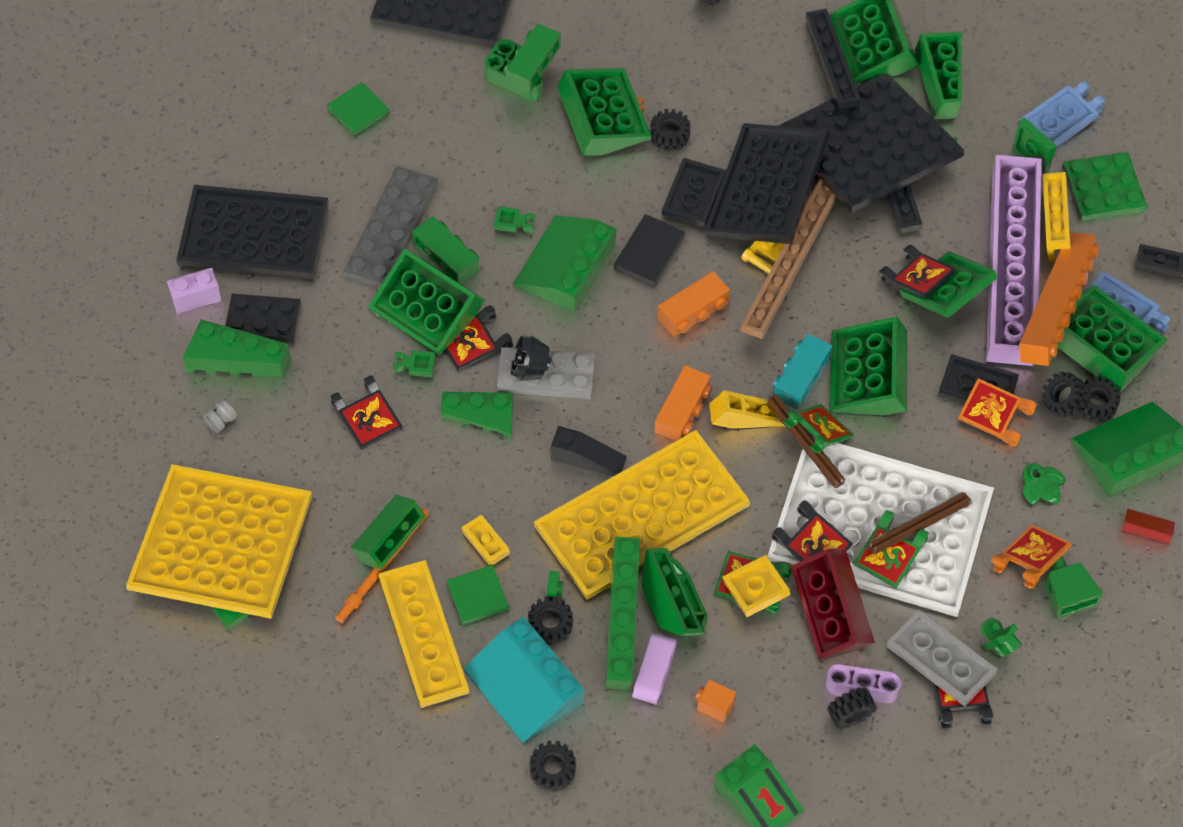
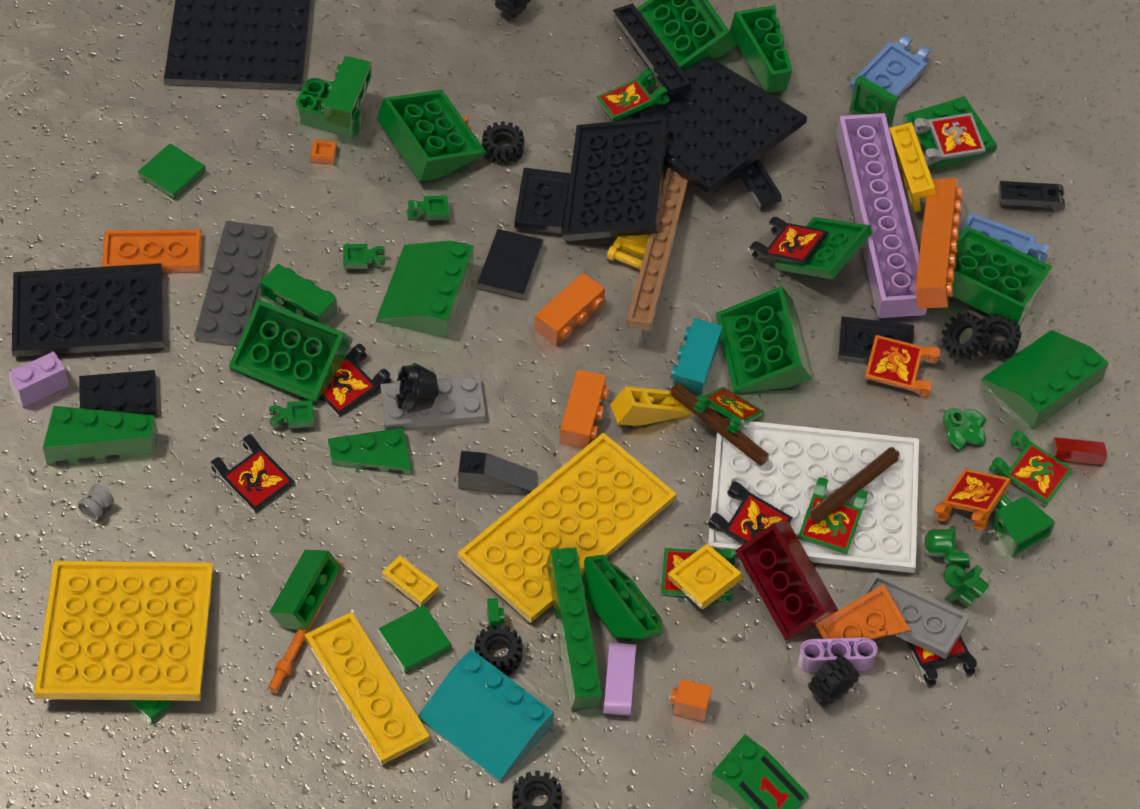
camera: 15 degrees left, 5 degrees down
(342, 185) = (174, 248): none -> orange tile
(501, 112) = (323, 152): none -> orange tile
(589, 183) = (432, 207): none -> green plate
(803, 103) = (632, 97): none -> flag
(899, 654) = (867, 617): none -> orange wing
(991, 595) = (943, 544): none -> green piece
(1100, 538) = (1034, 469): none -> flag
(1103, 191) = (953, 137): none -> flag

